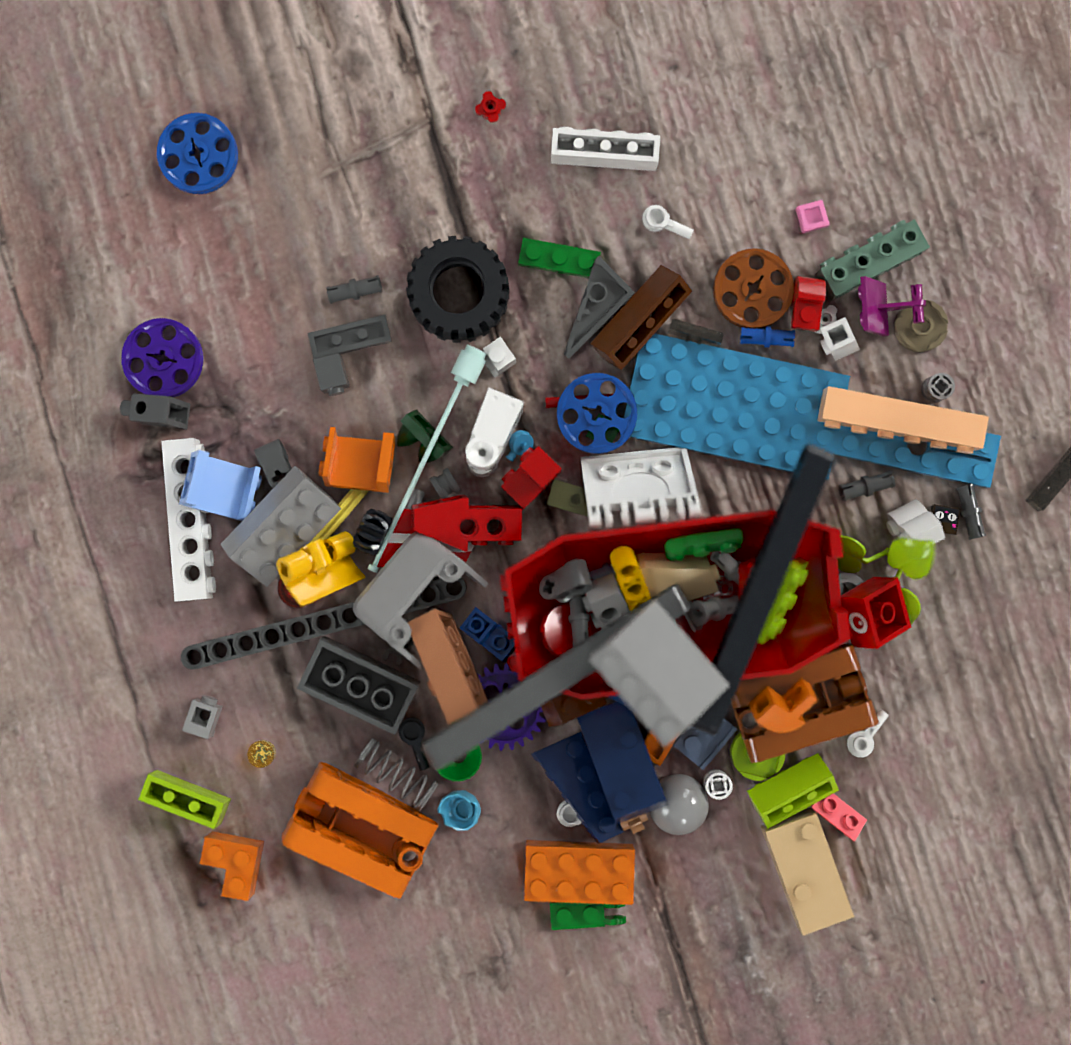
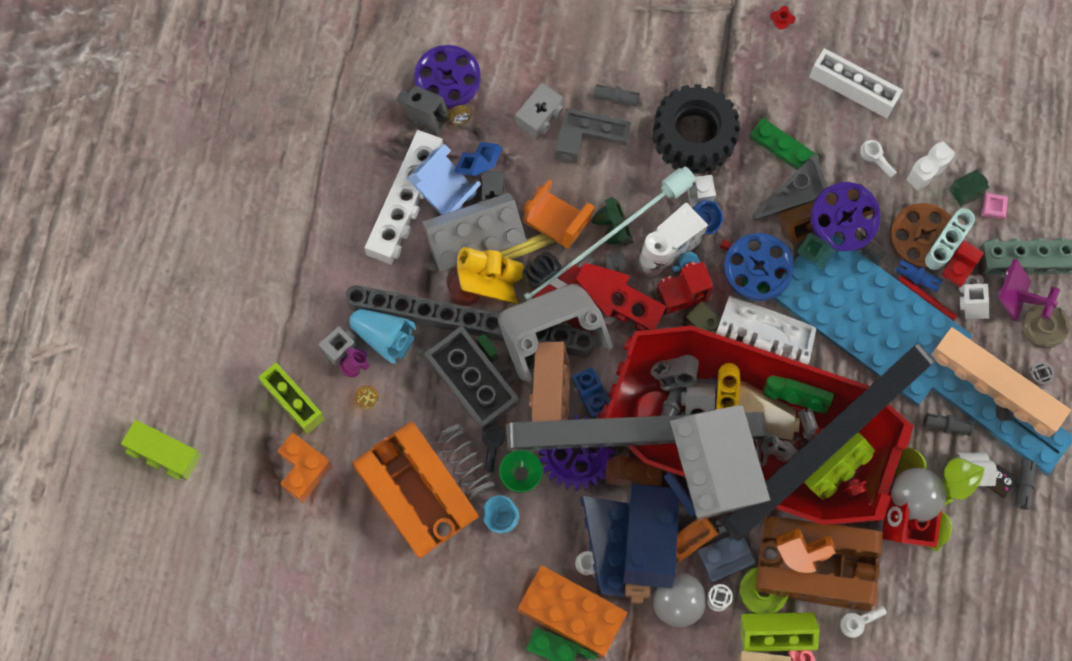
camera: 20 degrees right, 15 degrees down
(81, 917) = (160, 450): none -> lime brick
(197, 397) = (459, 114): none -> clear yellow tile
(229, 727) = (354, 362): none -> magenta brick
(243, 682) = (383, 332): none -> medium azure cone
(250, 439) = (479, 162): none -> blue slope
(275, 337) = (541, 100): none -> light grey brick
(358, 642) = (487, 348): none -> green tile
(517, 382) = (711, 214): none -> blue hair
(649, 370) = (815, 251): none -> clear green brick
(652, 321) = (856, 219): none -> dark purple wedge
(726, 206) = (930, 166): none -> white brick
(778, 210) = (969, 187): none -> clear green brick
(784, 270) = (956, 232): none -> light aqua beam
(786, 357) = (928, 298): none -> red bar
(804, 610) = (854, 488): none -> red plate
(871, 584) = (921, 490): none -> light grey piece

